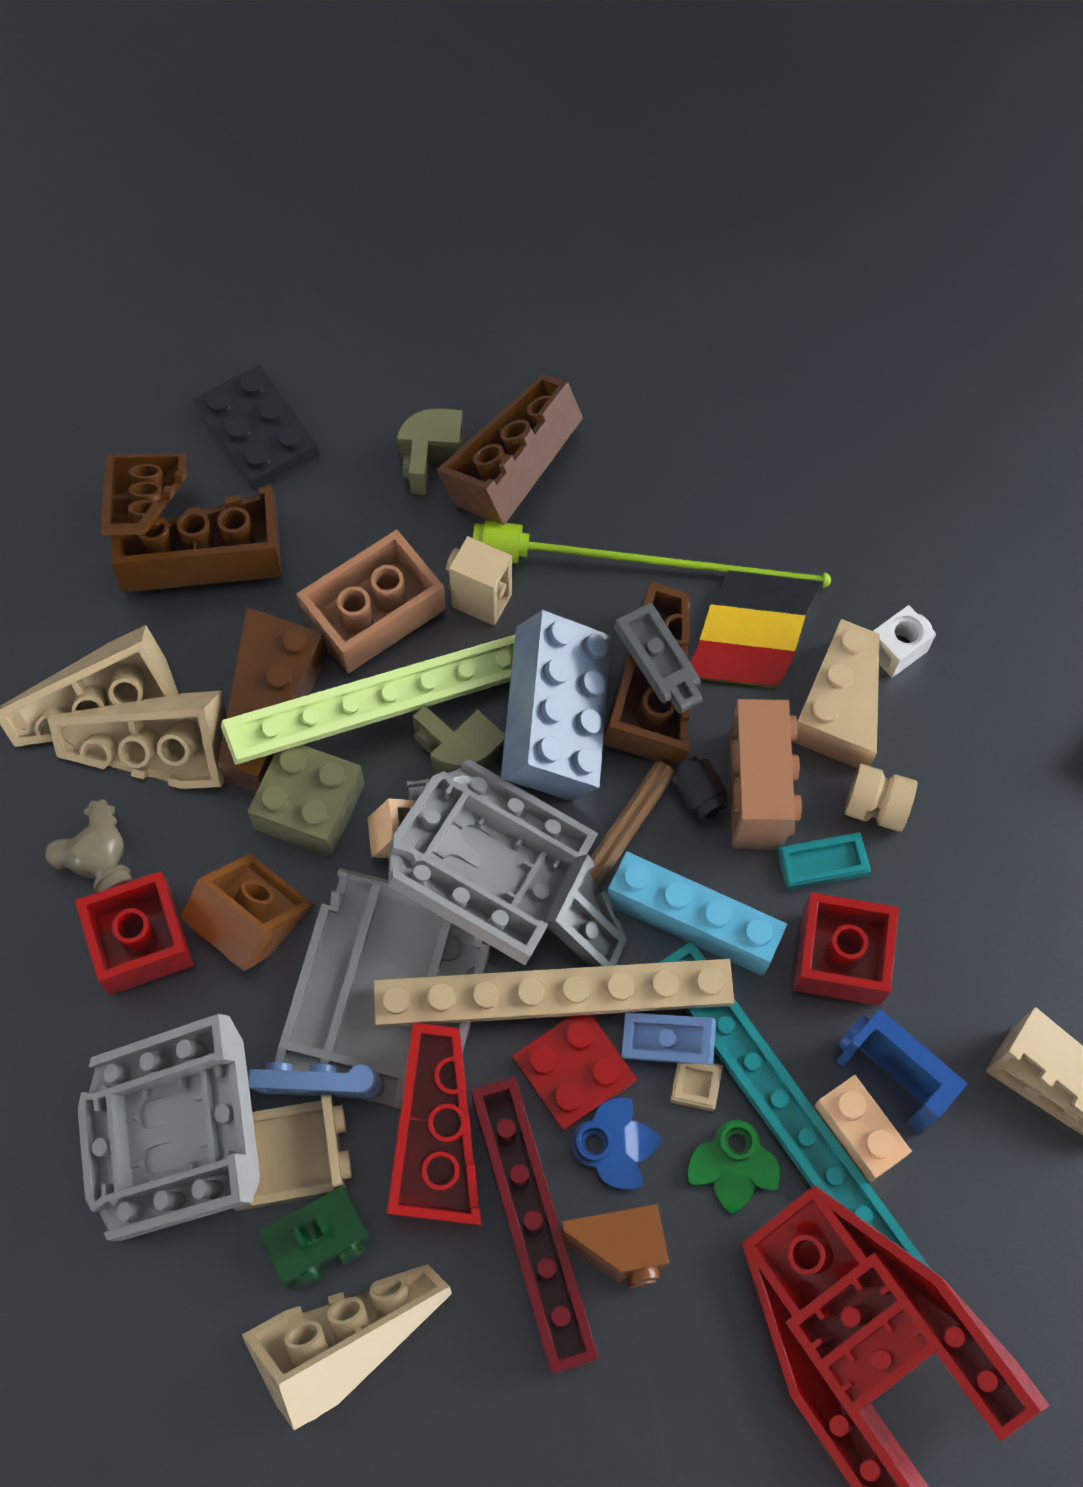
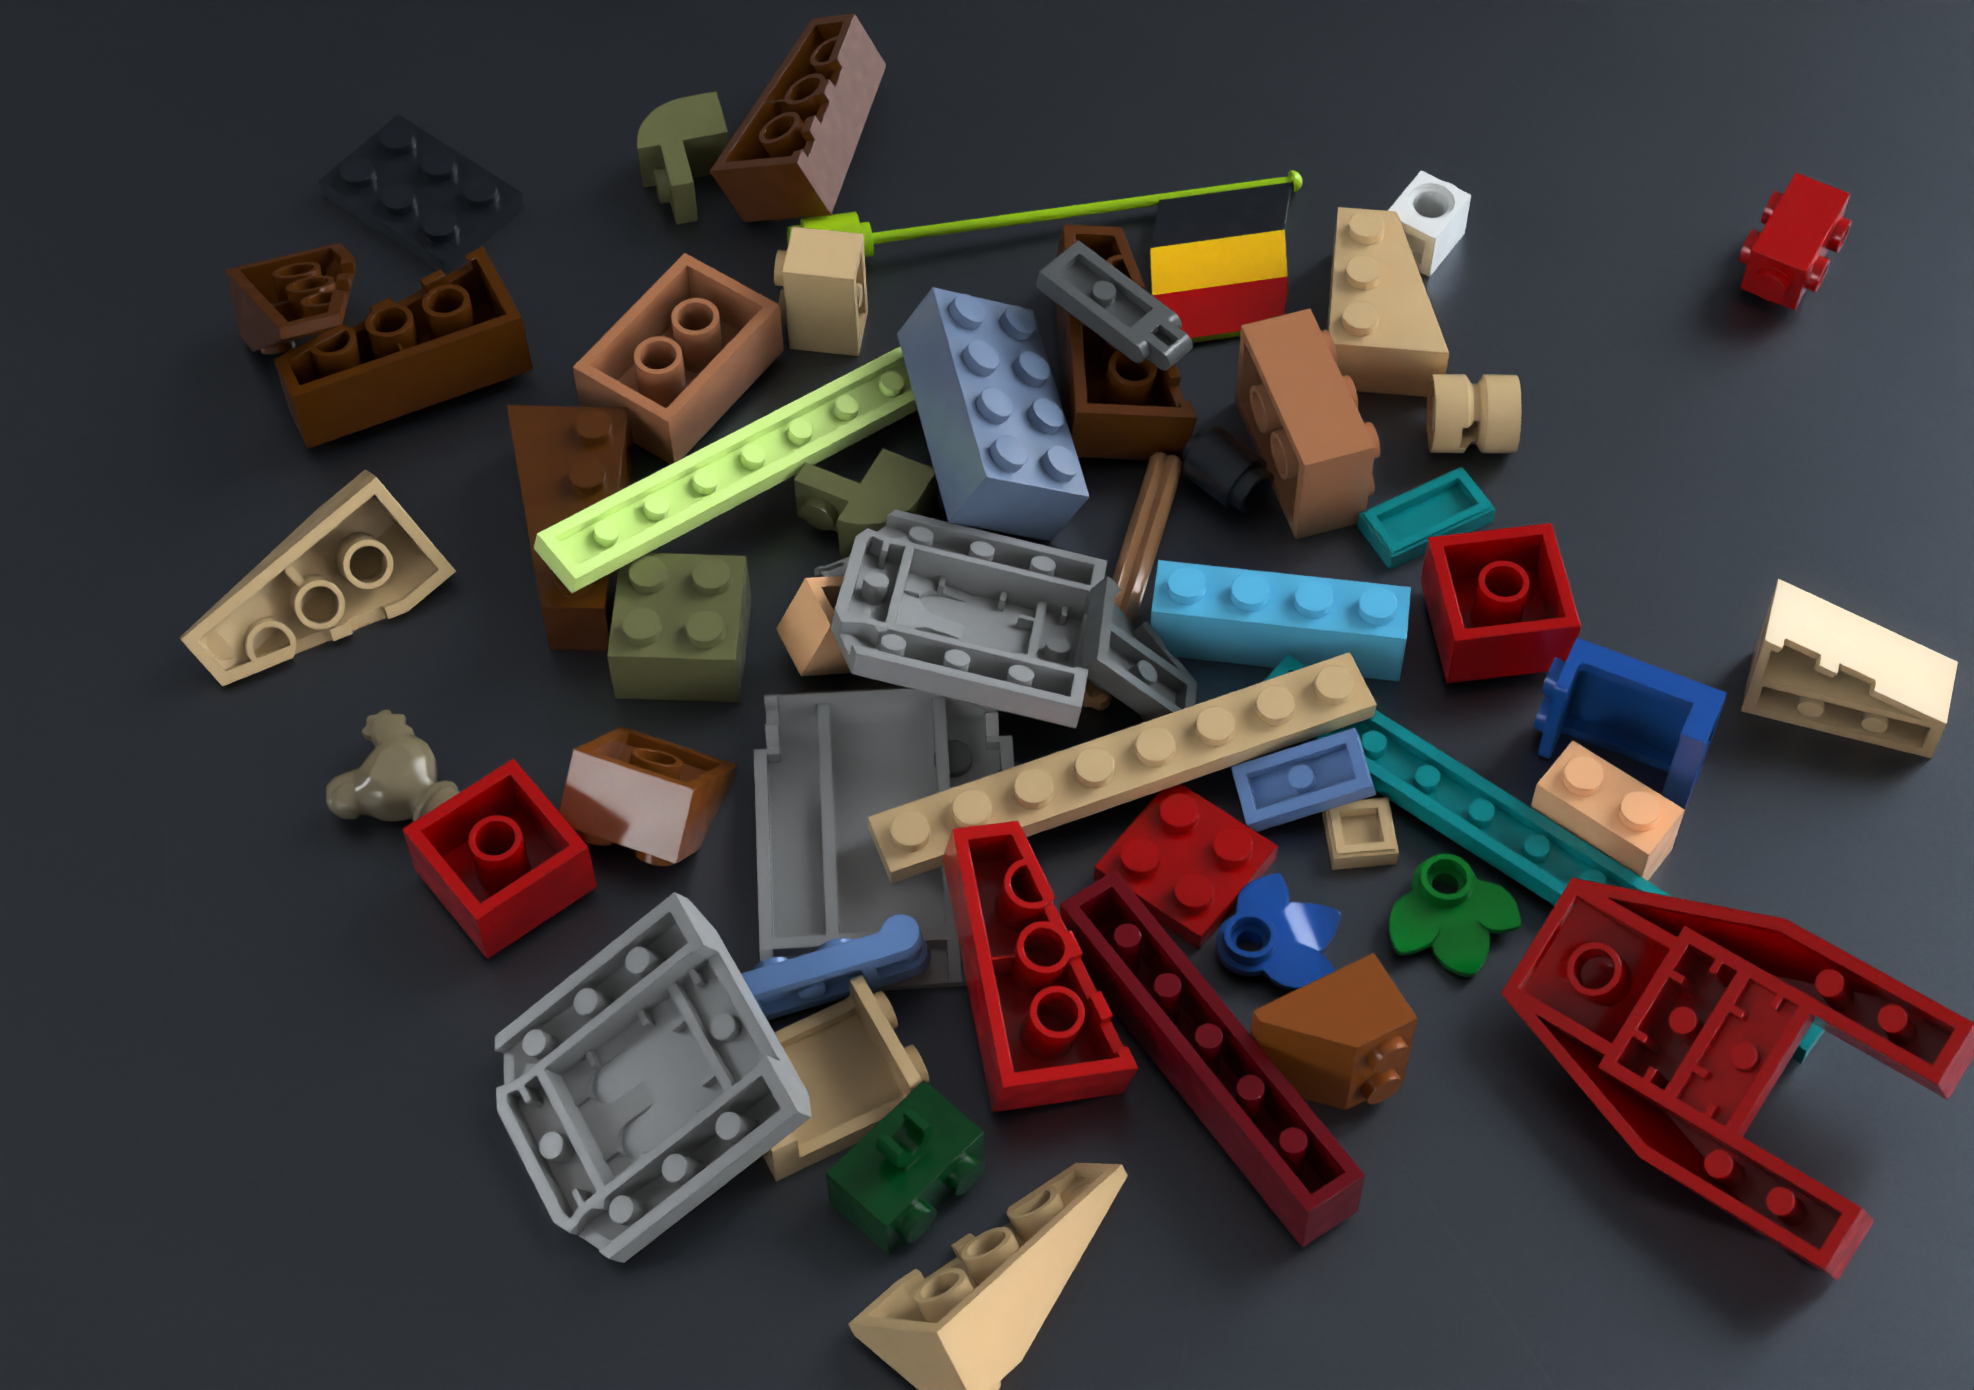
camera: 15 degrees left, 10 degrees down
(157, 737) = (440, 613): tan wedge -> none

